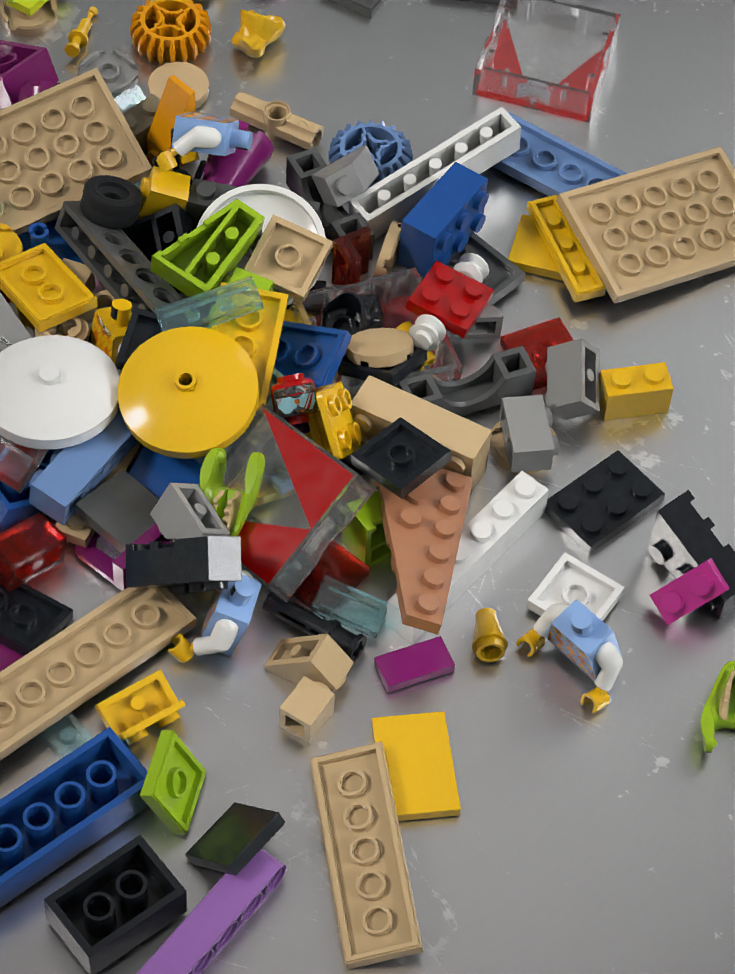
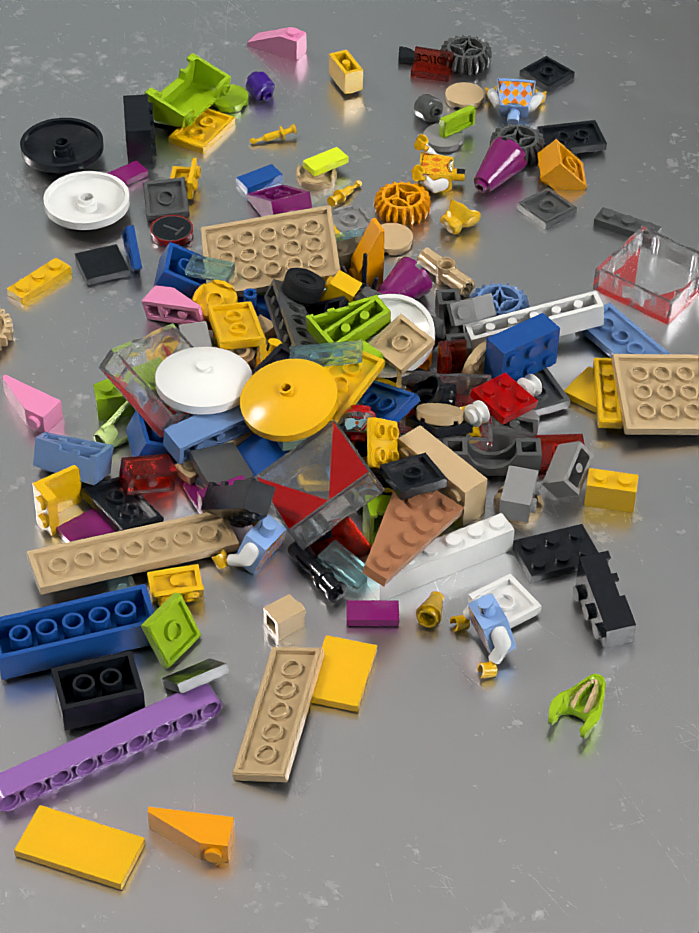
camera: 25 degrees right, 10 degrees down
(186, 513) = (254, 466): light grey slope -> none
(203, 134) = (379, 259): torso -> none
(231, 504) = (281, 473): lime animal -> none
(310, 656) = (304, 588): tan slope -> none
(689, 591) = (584, 618): dark pink plate -> none

